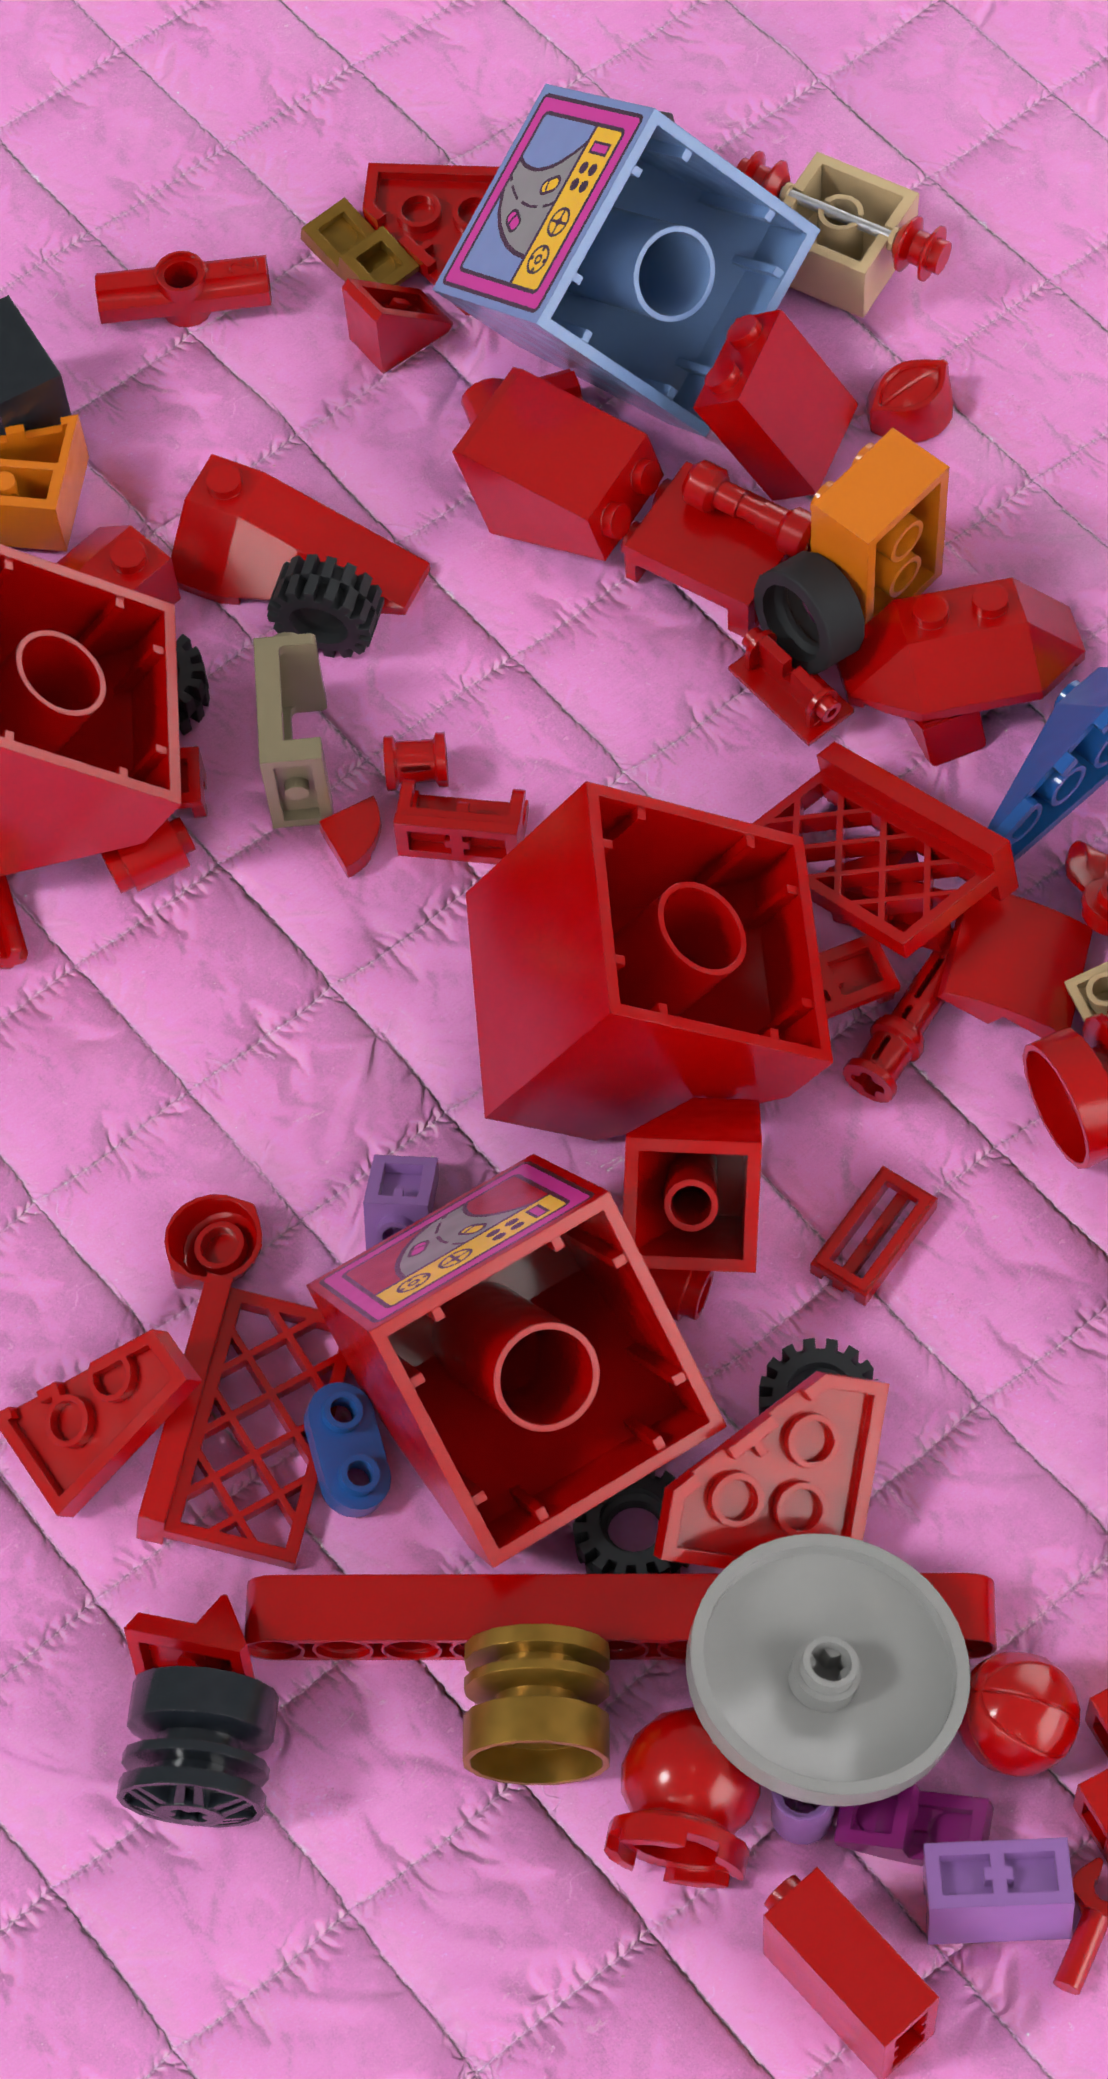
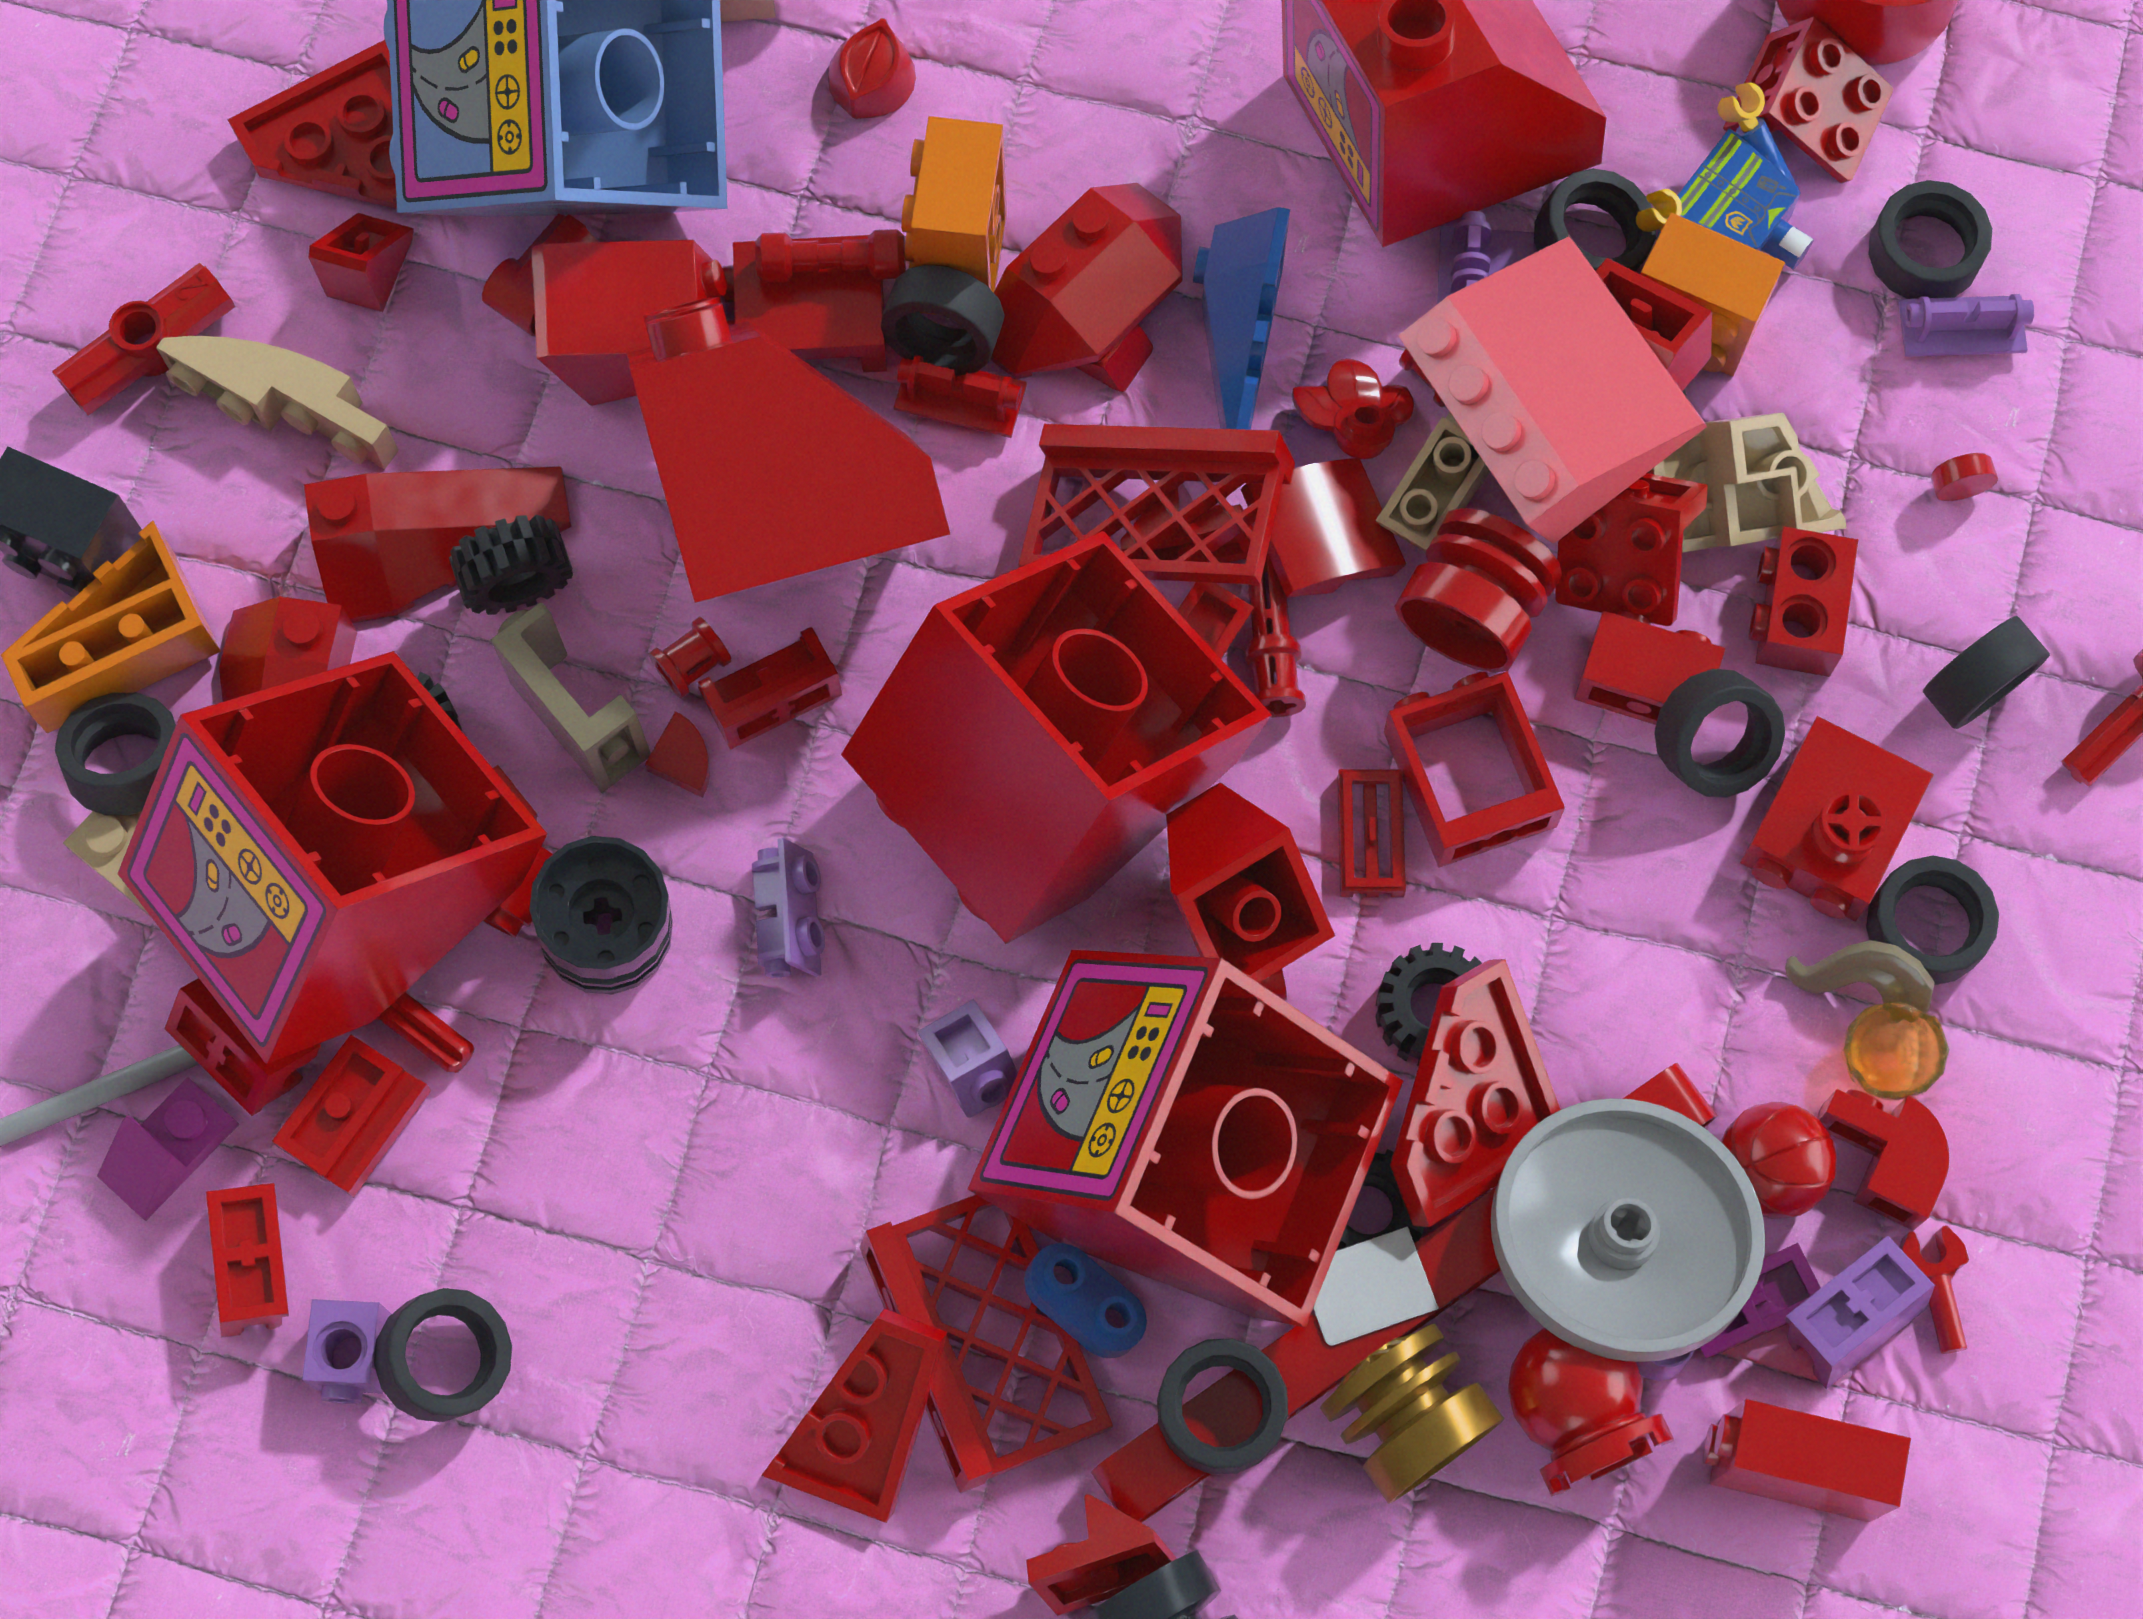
camera: 40 degrees left, 10 degrees up
(176, 881) = (595, 879): none -> black wheel
(214, 1237) = (839, 1196): red hat -> none
(253, 378) = (272, 383): none -> tan slope
(355, 249) = (276, 211): pearl gold slope -> none
(357, 990) = (788, 881): none -> medium lavender hinge
(366, 1540) = (1237, 1356): none -> black tyre
(564, 607) = (770, 457): none -> red slope
(580, 1583) = (1373, 1288): none -> white sticker
(776, 405) = (778, 146): red brick -> none
(980, 1287) = (1498, 824): none -> red window

